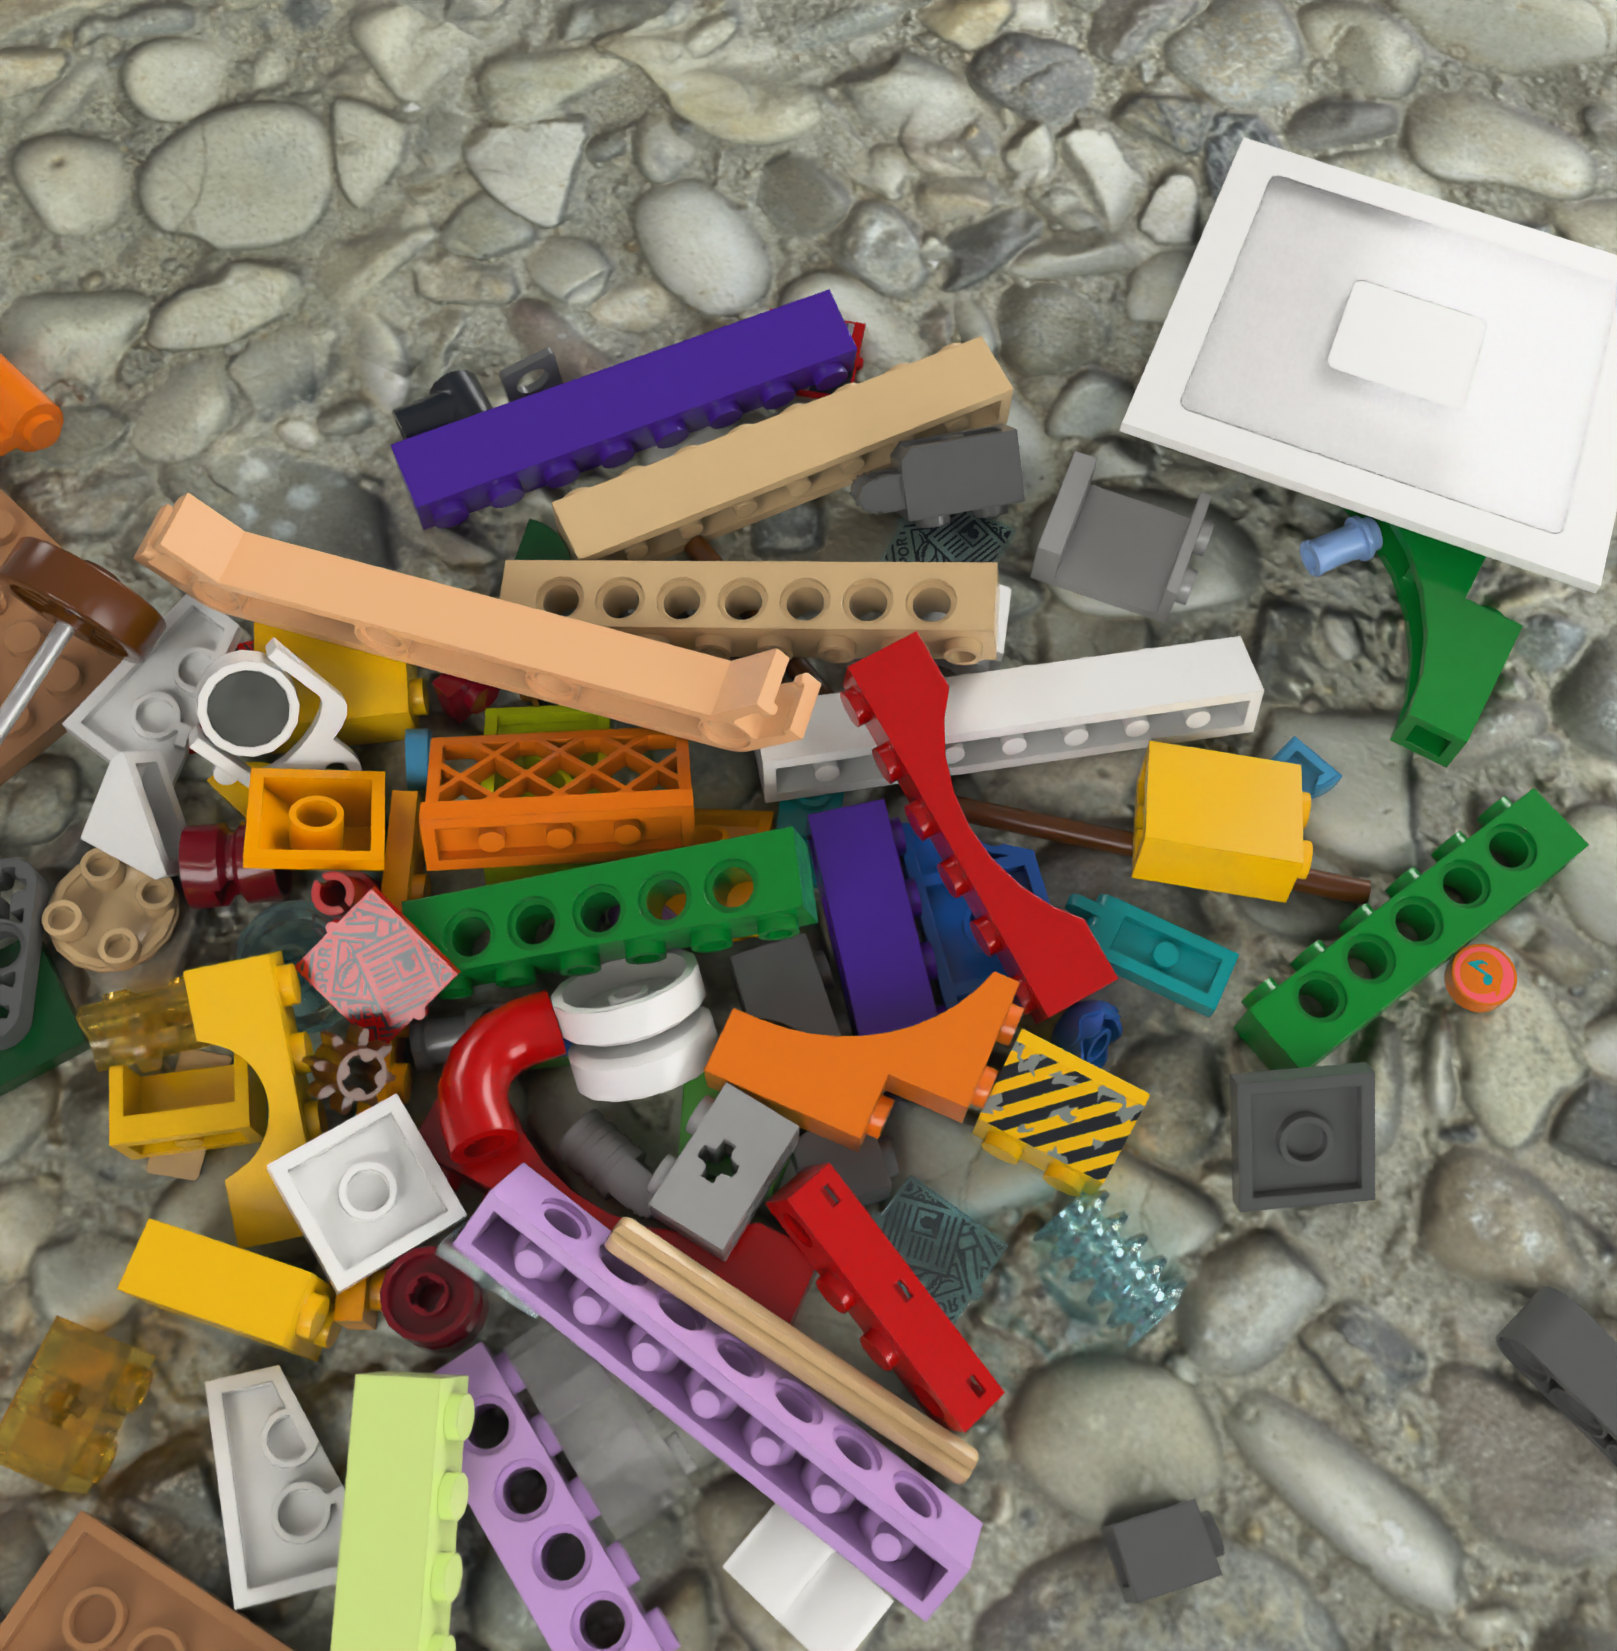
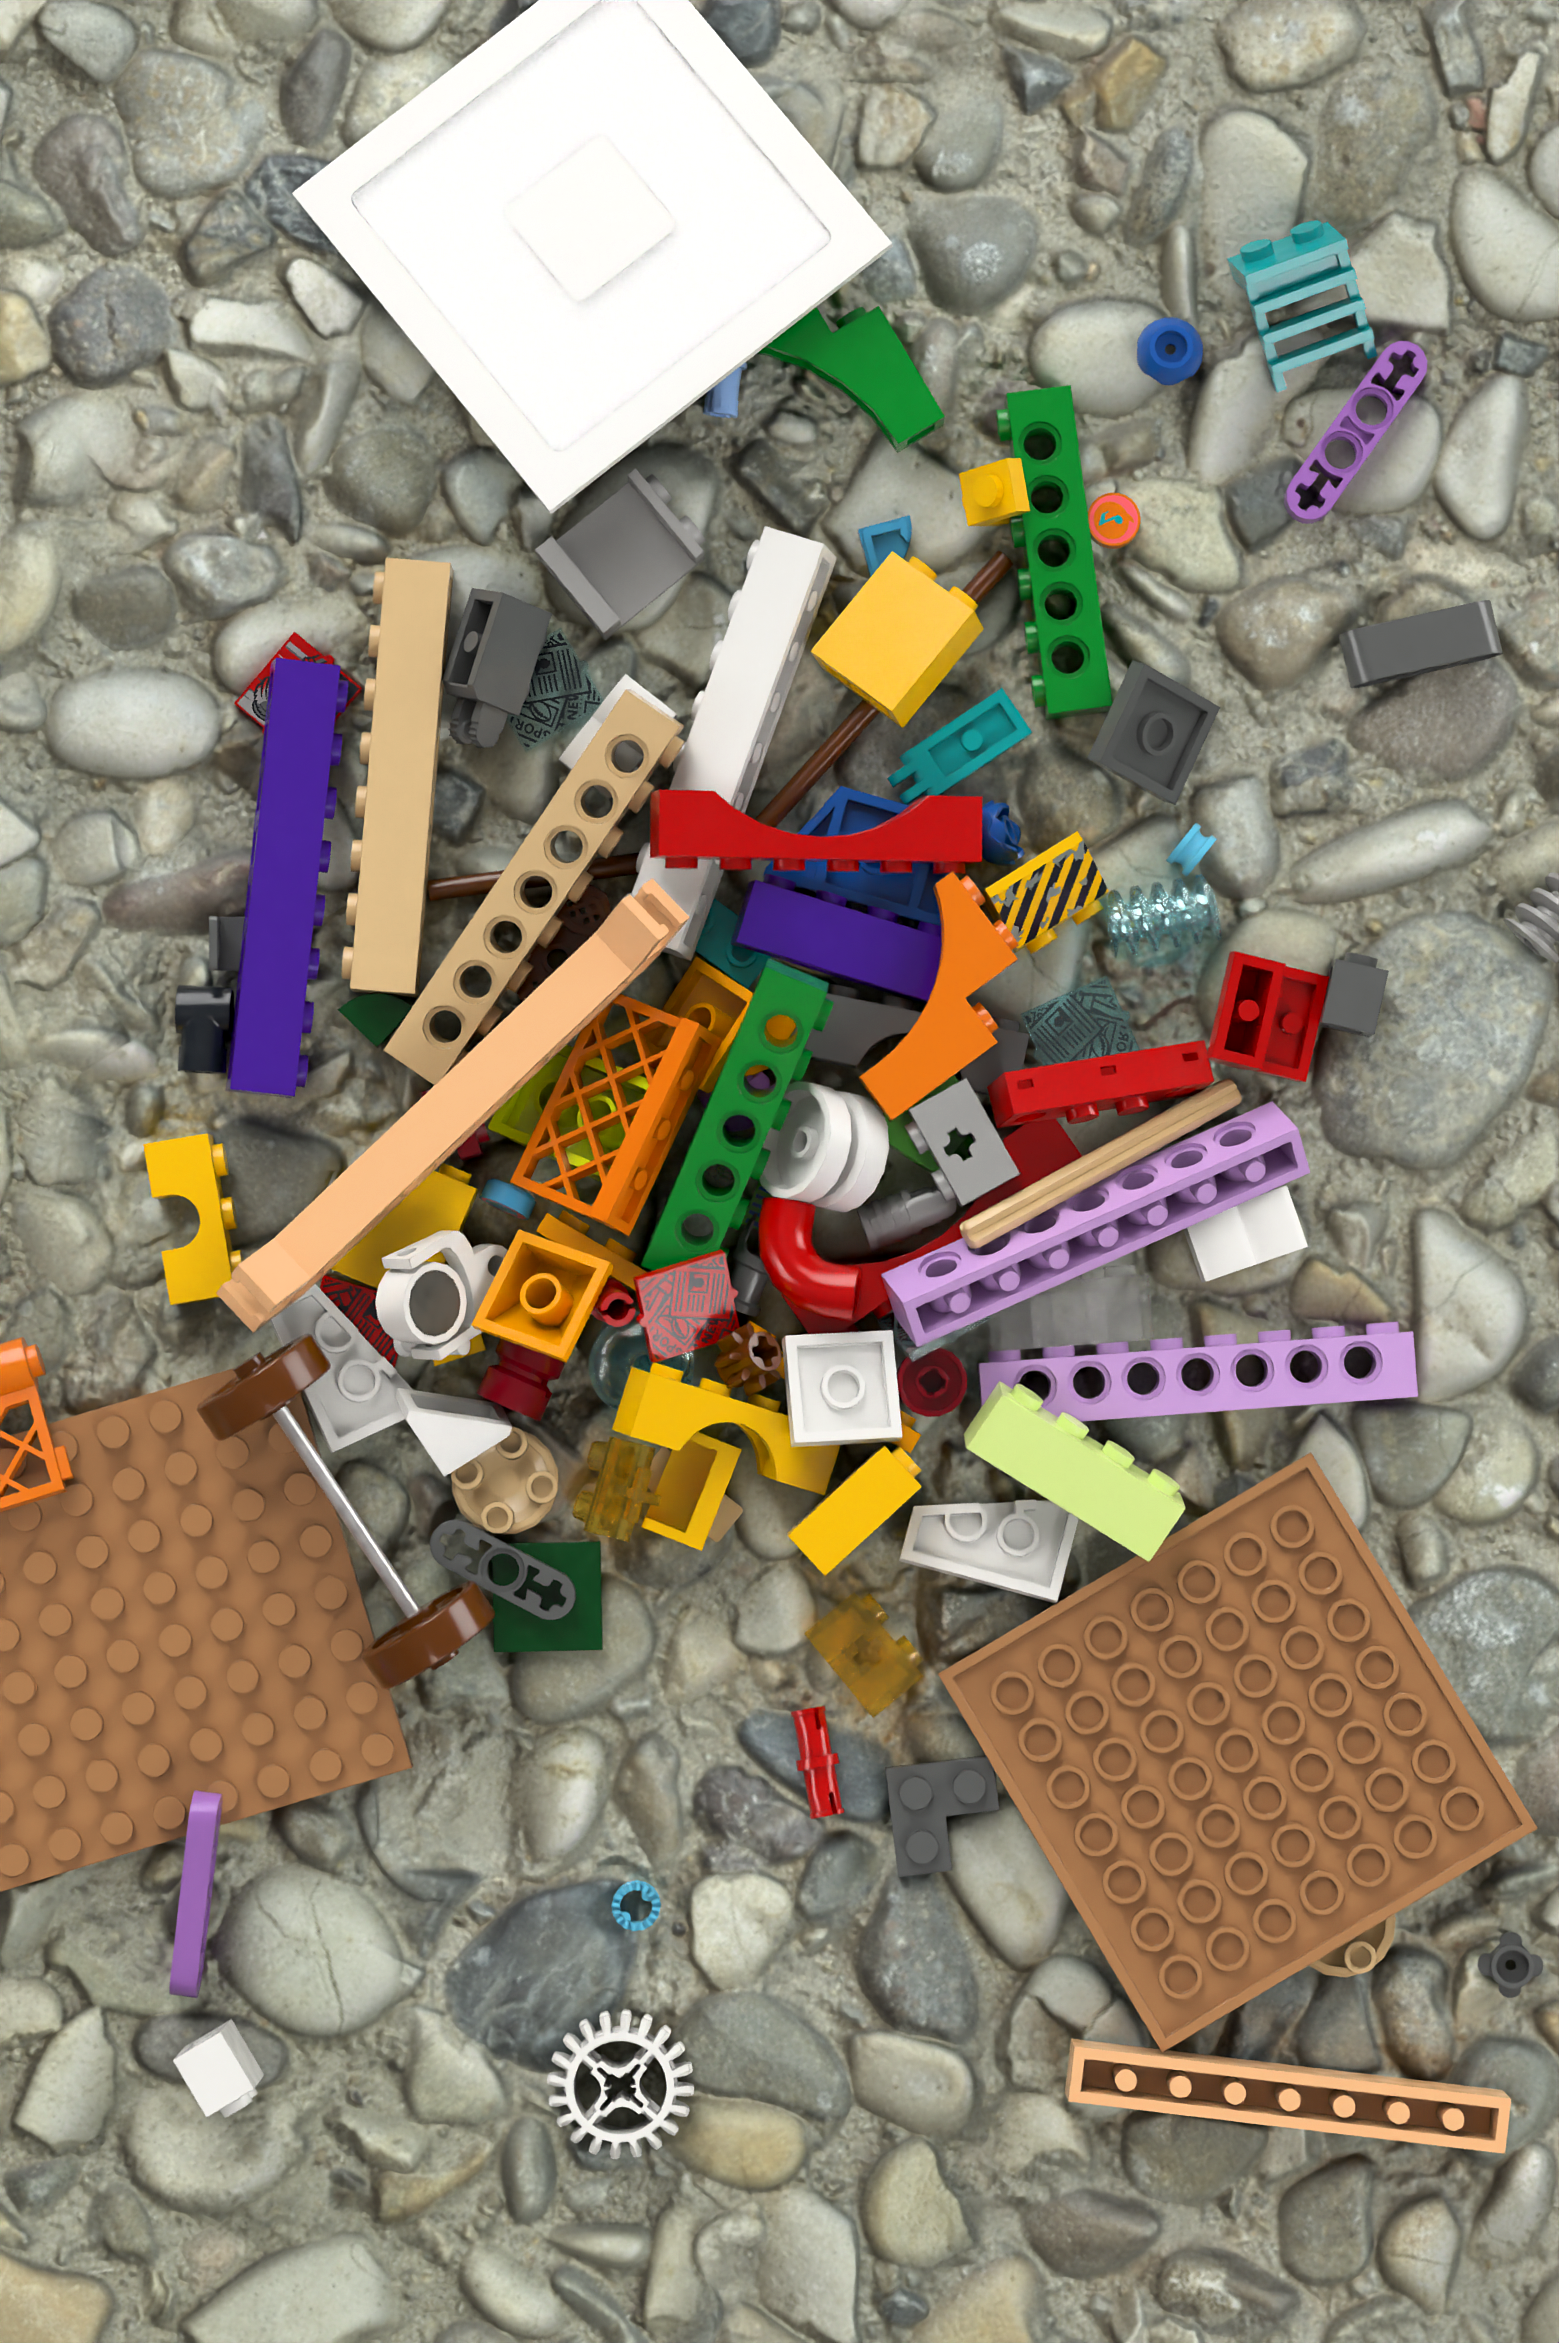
camera: 60 degrees left, 20 degrees up
(295, 478) = (193, 1170): none -> yellow arch
(1075, 1456) = (1267, 1017): none -> red brick
(1204, 1256) = (1191, 849): none -> medium azure bush
(1427, 833) = (994, 493): none -> yellow bracket

